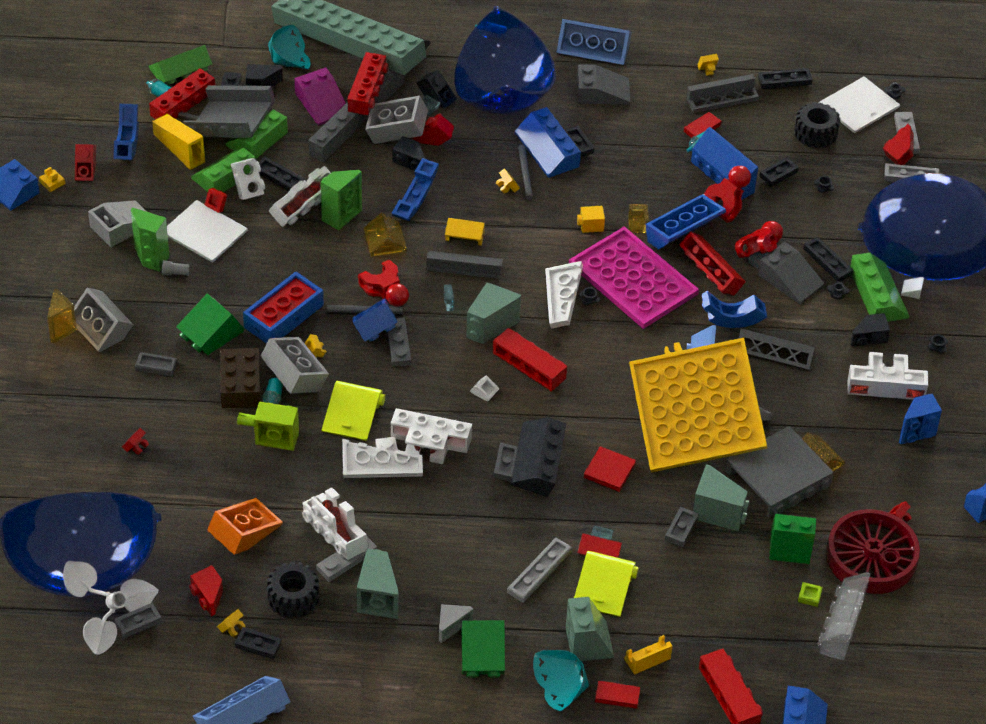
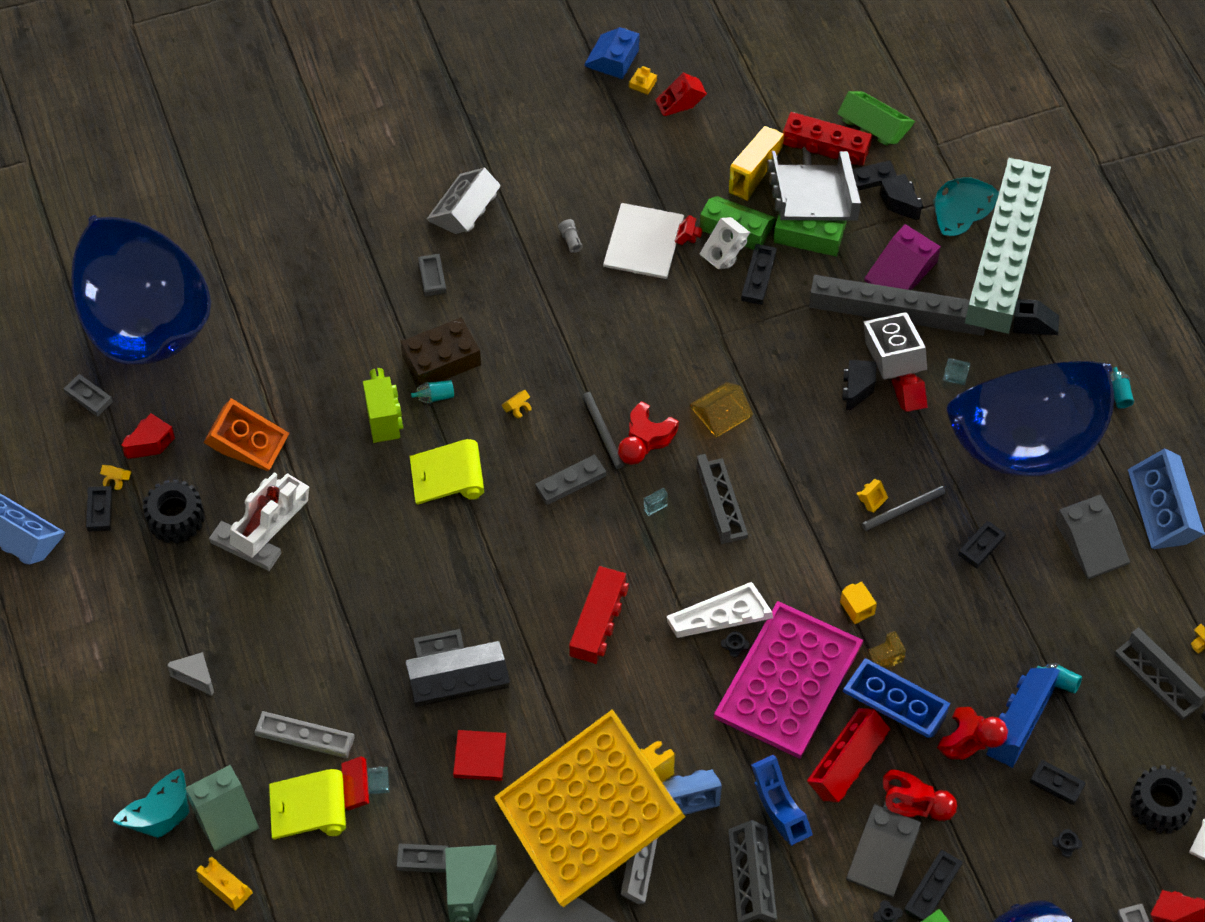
camera: 70 degrees right, 10 degrees up
(60, 317) = (442, 163): clear yellow slope -> none
(113, 221) = (610, 159): light grey slope -> none
(127, 137) = (736, 117): blue arch -> none
(133, 595) = (57, 367): white plant -> none
(134, 442) = (314, 297): red tile -> none
(150, 238) = (577, 191): bright green slope -> none
(157, 87) = (828, 111): teal piece -> none
(209, 326) = (500, 298): green slope -> none
(283, 308) = (554, 352): brick -> none
(294, 365) = (473, 392): light grey brick -> none
(299, 198) = (739, 307): white piece -> none
(341, 197) = (735, 338): bright green slope -> none
(367, 83) = (924, 291): red brick -> none
(369, 461) = (382, 521): white wing -> none
(375, 320) = (579, 441): blue slope -> none
(377, 586) = (206, 582): sand green slope -> none
(389, 443) = (412, 525): white plate -> none
(417, 190) = (803, 412): blue slope -> none
(430, 432) = (438, 558): white piece -> none
(435, 86) = (981, 365): black slope -> none
(465, 230) = (765, 481): yellow hinge -> none
(483, 648) = (166, 714): green slope -> none
(485, 388) = (541, 588): white slope -> none
(492, 313) = (641, 549): sand green slope -> none
(548, 143) = (960, 514): blue slope -> none
(617, 694) = (161, 871): red tile -> none
(701, 124) = (1093, 670): red tile -> none

